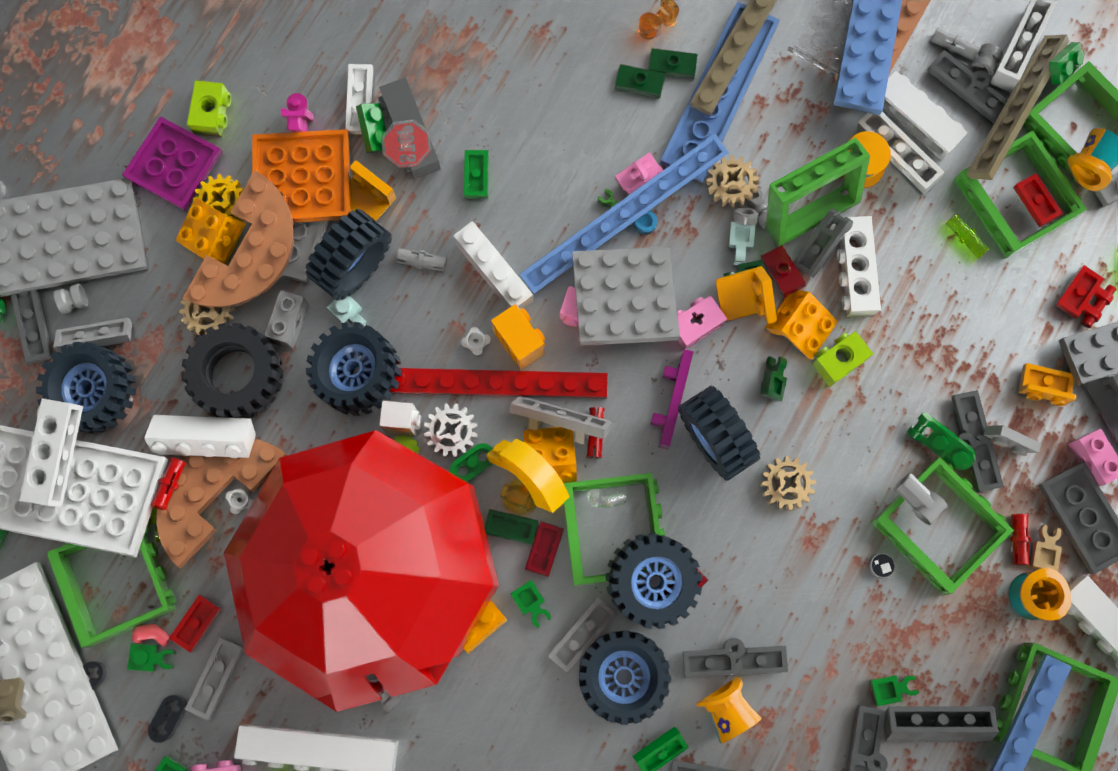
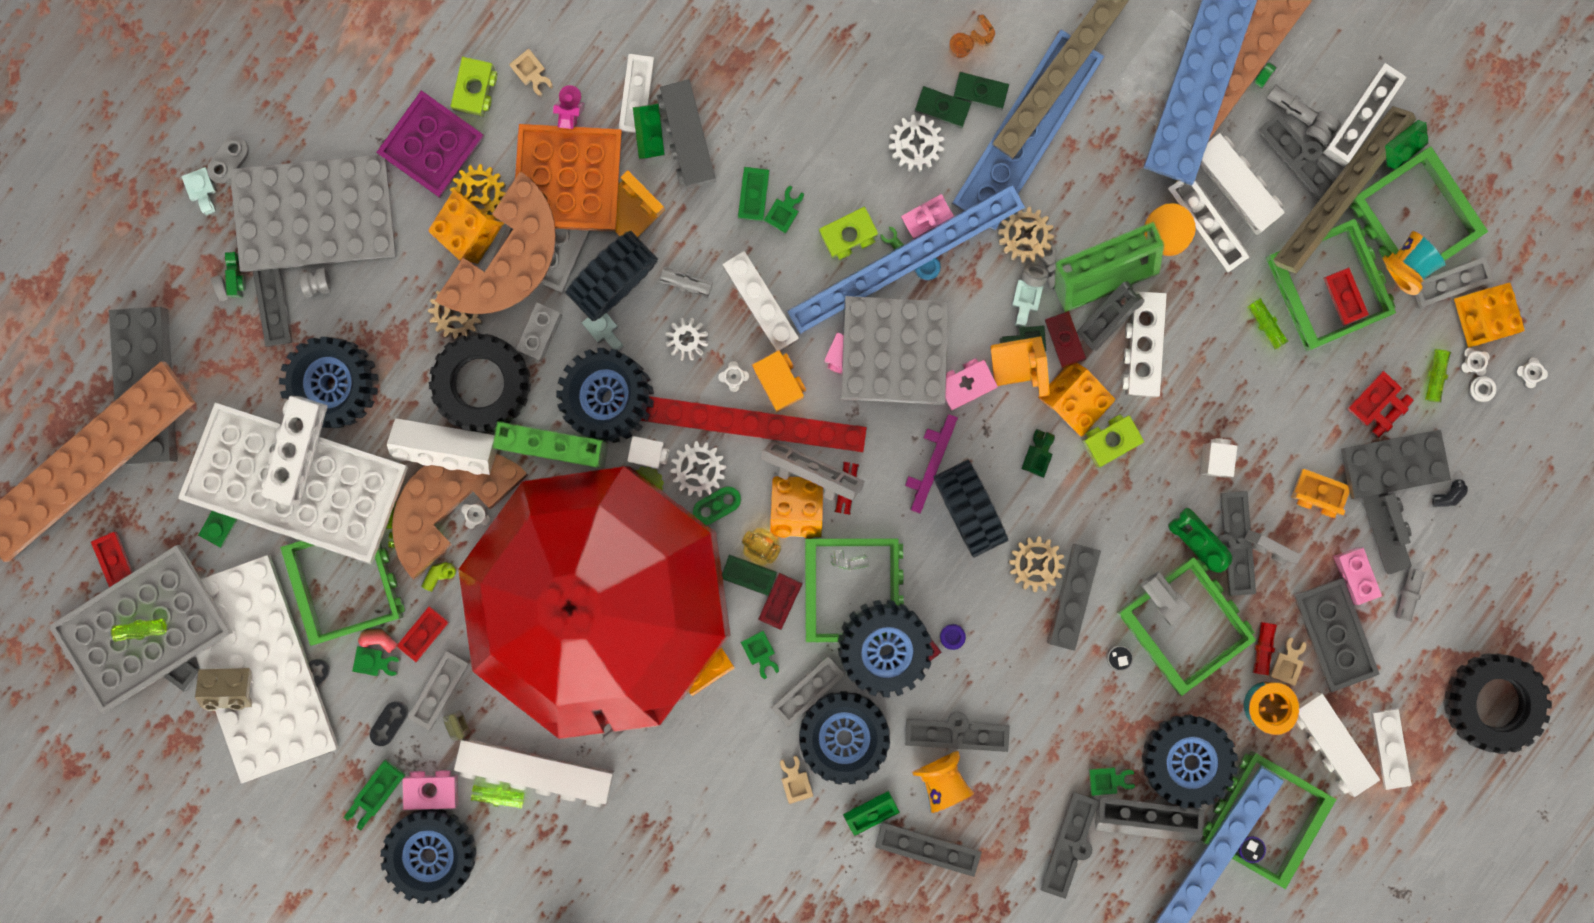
camera: 10 degrees right, 10 degrees up
(97, 333) = (336, 324): light grey plate -> none
(168, 484) = (407, 493): red pin -> none
(205, 561) = (438, 572): none -> lime arm
(235, 711) = (456, 725): none -> olive slope
(260, 89) = (529, 70): none -> tan plate
(301, 418) = (550, 445): none -> bright green window
(406, 143) = (682, 155): clear piece -> none
(421, 305) = (682, 331): none -> white gear
(505, 188) = (782, 213): none -> green plate
(533, 471) = (776, 524): yellow arch -> none
(574, 186) = (859, 222): none -> lime brick
(582, 730) = (796, 784): none -> tan plate
(611, 118) = (904, 144): none -> white gear
(716, 564) = (952, 637): none -> dark purple tile
(829, 510) = (1073, 597): none -> dark grey brick
(926, 20) = (1265, 75): none -> green tile
(940, 659) = (1159, 761): none -> black wheel
(946, 361) = (1218, 458): none -> white brick
(1050, 742) = (1252, 849): none -> tile

